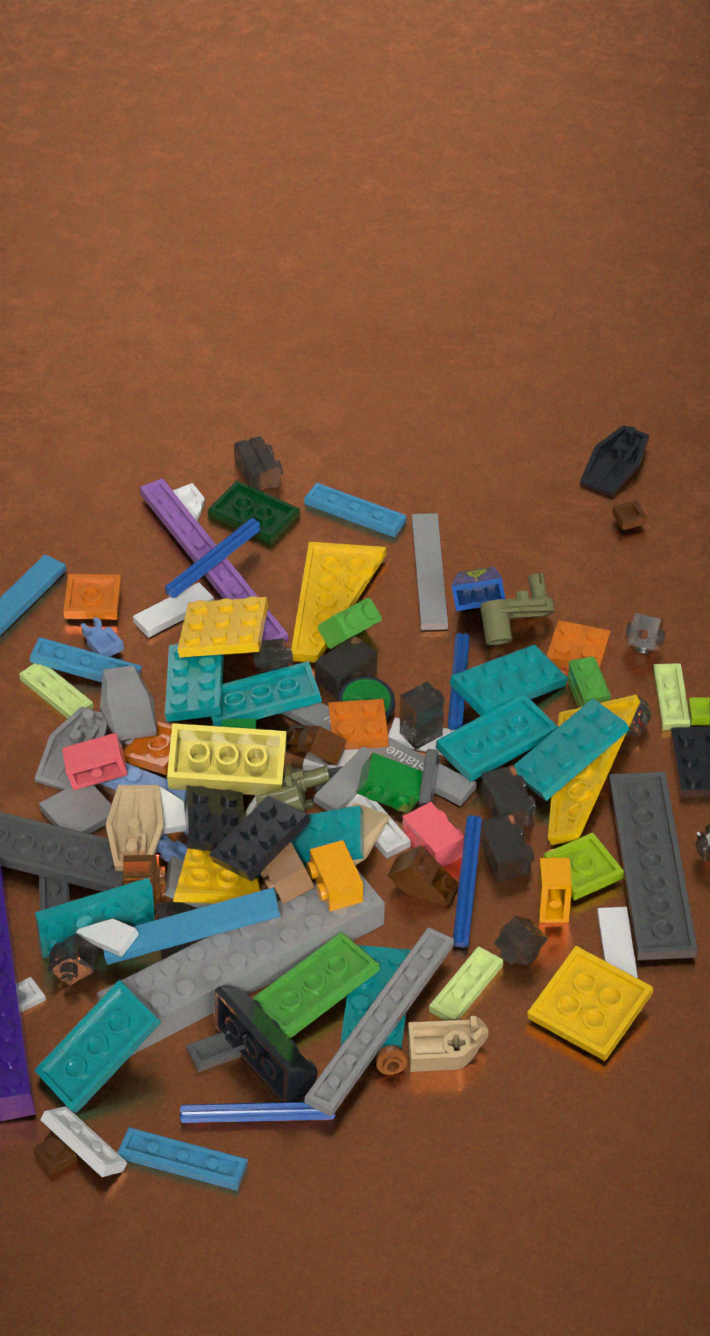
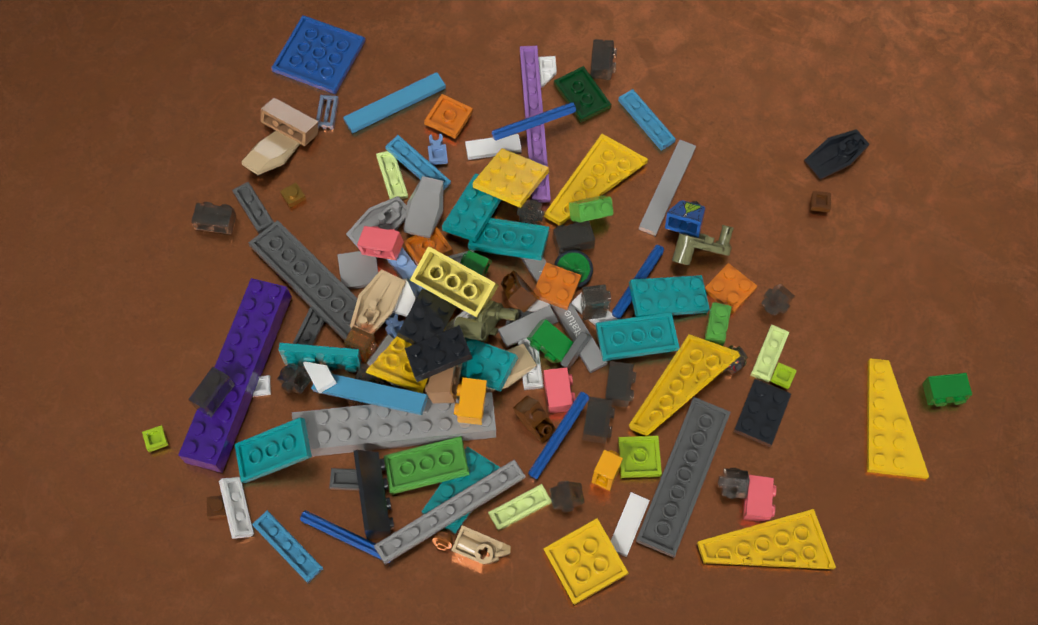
camera: 25 degrees right, 20 degrees up
(570, 748) = (676, 368): teal plate -> none

